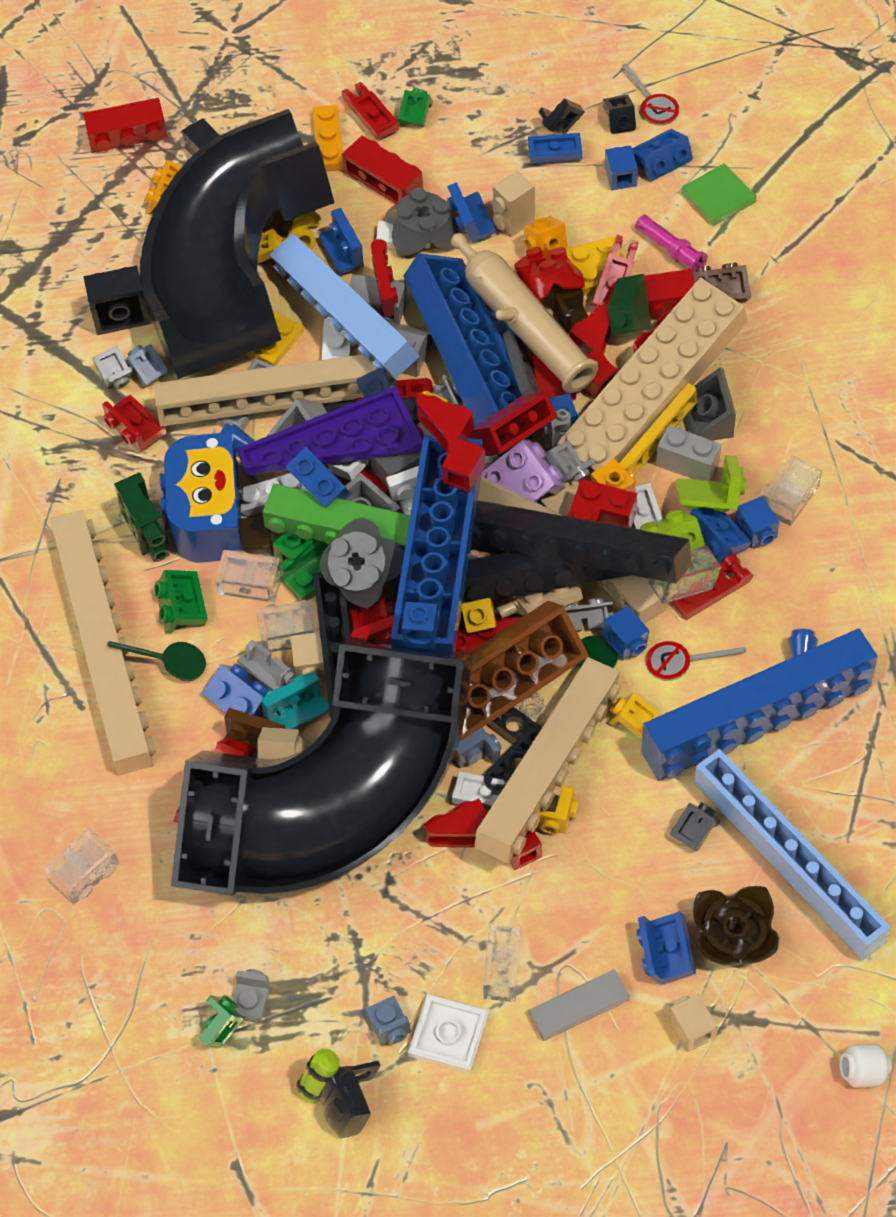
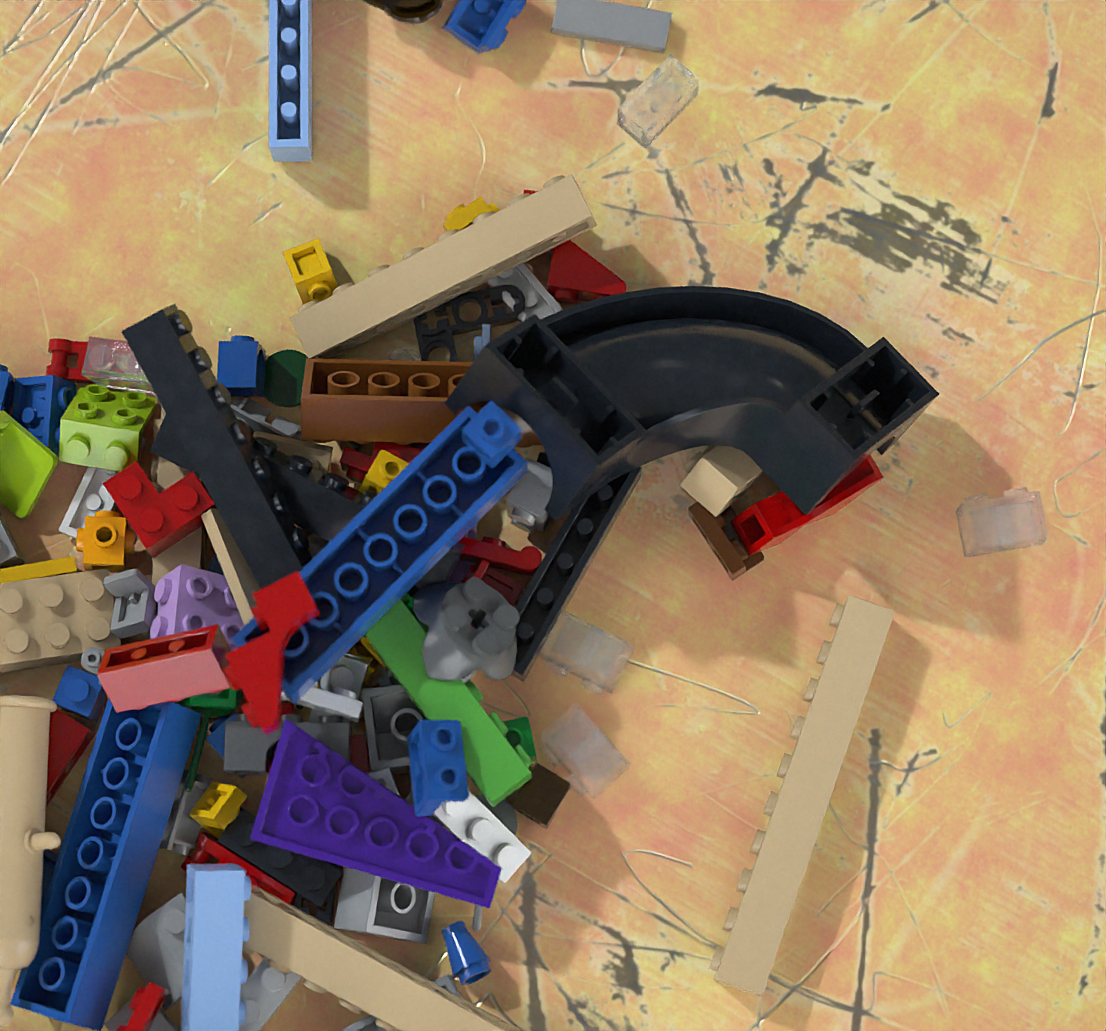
camera: 145 degrees left, 20 degrees up
(141, 516) = (656, 912): dark green hips -> none
(179, 659) = (731, 701): dark green piece -> none
(180, 599) = (681, 780): green bracket -> none
(202, 496) = (567, 885): blue brick -> none
(222, 1025) = (972, 242): bracket -> none
(235, 690) = (698, 610): bracket -> none
(252, 994) = (922, 259): light grey bracket -> none
(269, 671) = (647, 615): light grey hinge -> none
(295, 702) = (651, 544): teal bracket -> none
(299, 574) = (516, 701): green bracket -> none
(307, 654) = (595, 595): tan brick -> none
(337, 1090) = (909, 88): black piece -> none
(375, 382) = (266, 867): dark blue bracket -> none
(388, 1021) = (806, 136): sand blue bracket -> none
(448, 1033) = (756, 87): white tile -> none
(520, 364) = (79, 769): dark grey tile -> none
(671, 660) = (214, 314): piece -> none
(695, 825) = (351, 110): black bracket -> none
(758, 704) = (181, 172): blue brick -> none
(801, 641) = (78, 215): blue cone -> none

